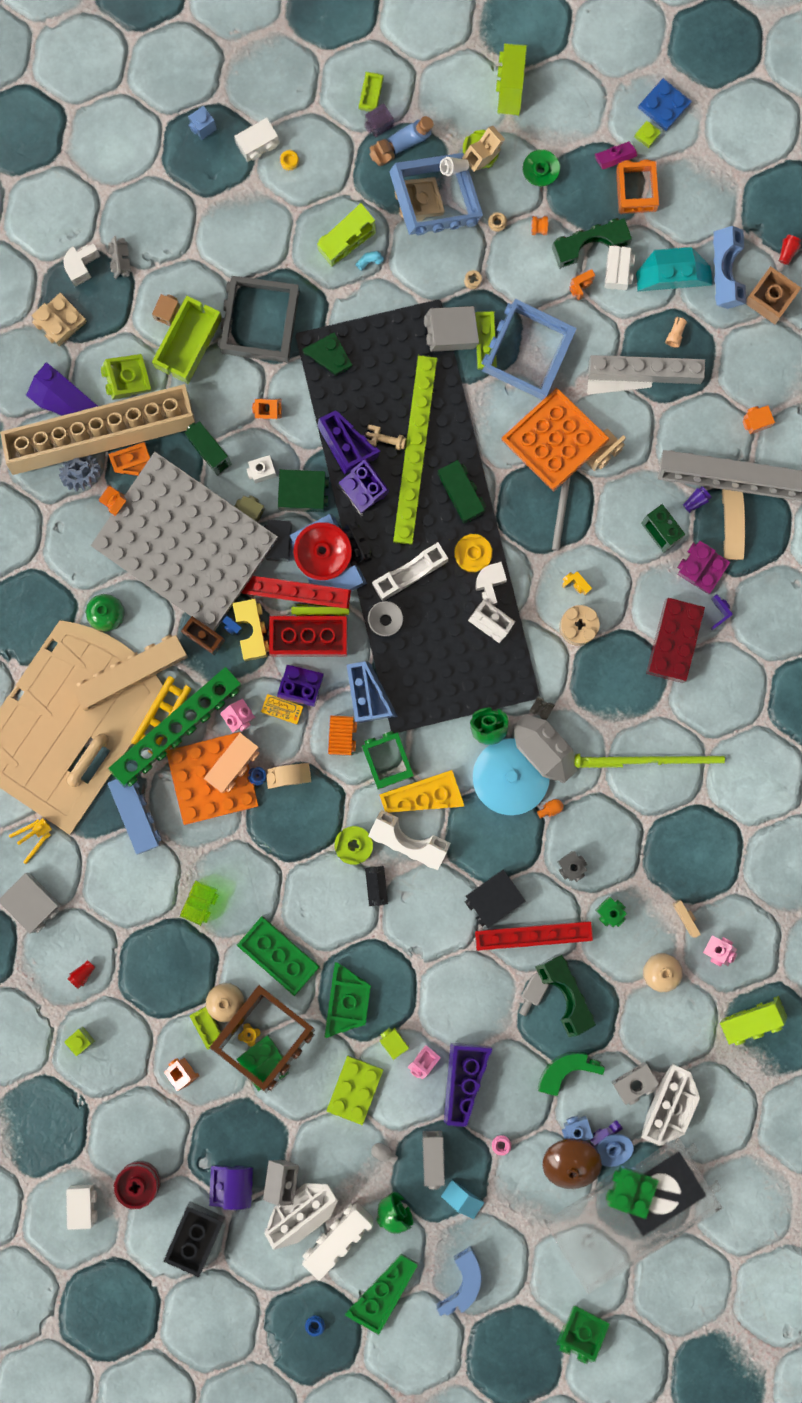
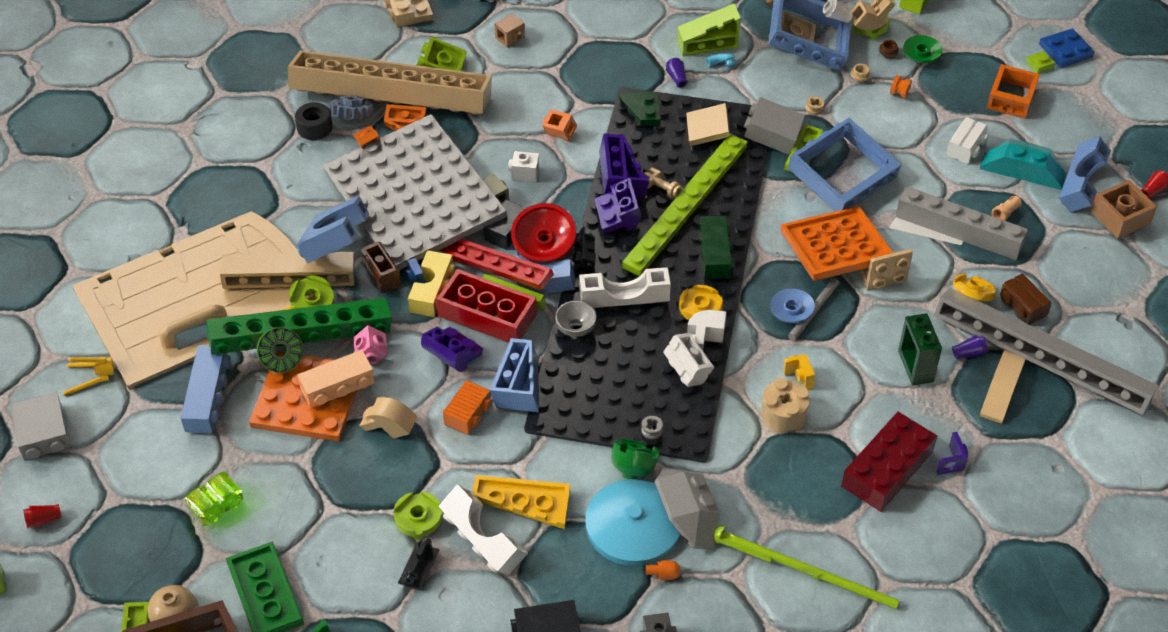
camera: 20 degrees right, 35 degrees down
(43, 495) = (313, 121): none -> black tyre
(56, 393) = (369, 43): dark purple wedge -> none
(104, 612) = (295, 217): green cylinder -> none
(136, 614) = (332, 229): none -> medium blue arch
(160, 702) = (312, 284): none -> lime plate
(182, 766) = (266, 346): none -> tile
(187, 339) = (515, 51): lime piece -> none
(208, 448) = (483, 129): dark green window -> none
(253, 779) = (359, 405): blue plate -> none
(257, 353) = (595, 94): dark grey window -> none
(282, 709) = (420, 363): yellow tile -> none
(302, 490) = (555, 189): dark green brick -> none
(338, 295) = (676, 70): none -> dark purple cone
(389, 736) = (510, 467): green window -> none
(396, 354) = (708, 124): none -> tan tile
(483, 693) = (652, 421): none -> light grey bush
(510, 179) = (889, 48): none -> reddish brown plate
(538, 705) = (701, 463): clear smoke wheel -> none
(547, 512) = (792, 305): none -> medium blue dish
(584, 281) = (924, 138): orange bracket -> none
(612, 234) = (924, 111): dark green arch -> none
(616, 155) = (996, 63): magenta plate -> none
(680, 437) = (974, 287): none -> yellow tile
(702, 567) = (951, 408): magenta plate -> none
(723, 430) = (1025, 299): none -> reddish brown brick
(758, 419) = (1068, 304): orange brick -> none

